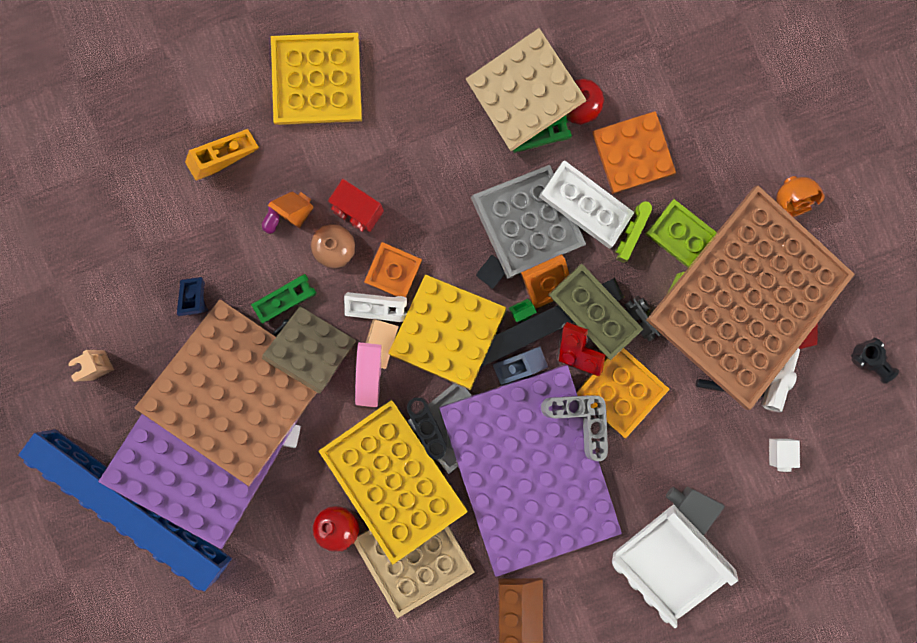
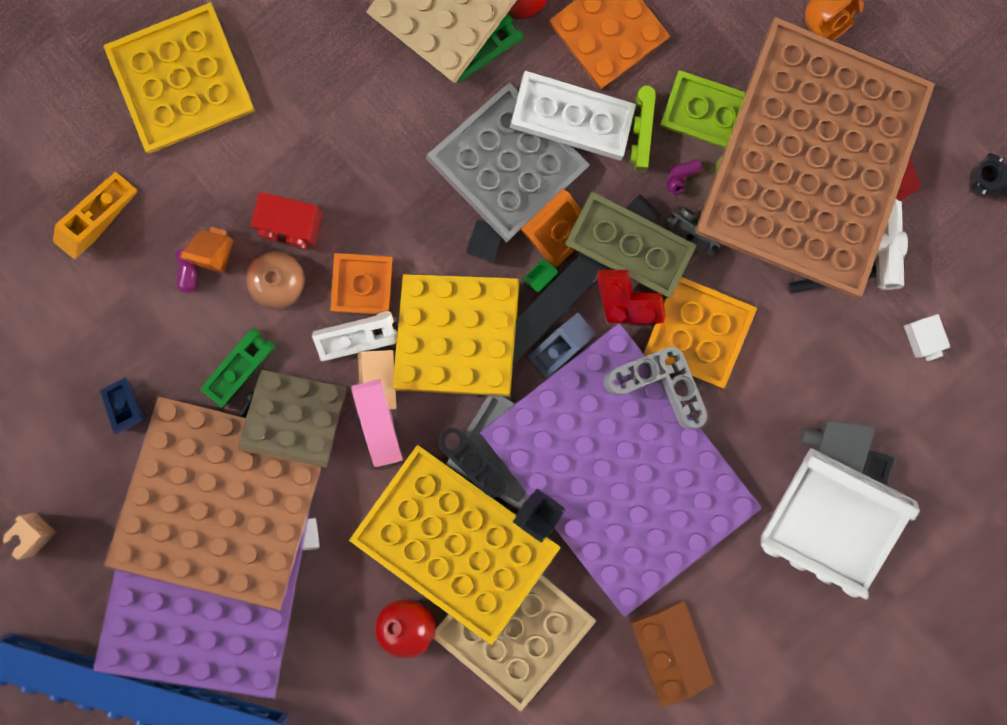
camera: 15 degrees left, 0 degrees up
(460, 483) = (539, 515): none -> black panel
(647, 273) = (680, 174): none -> magenta arm
(716, 534) = (878, 466): none -> black plate

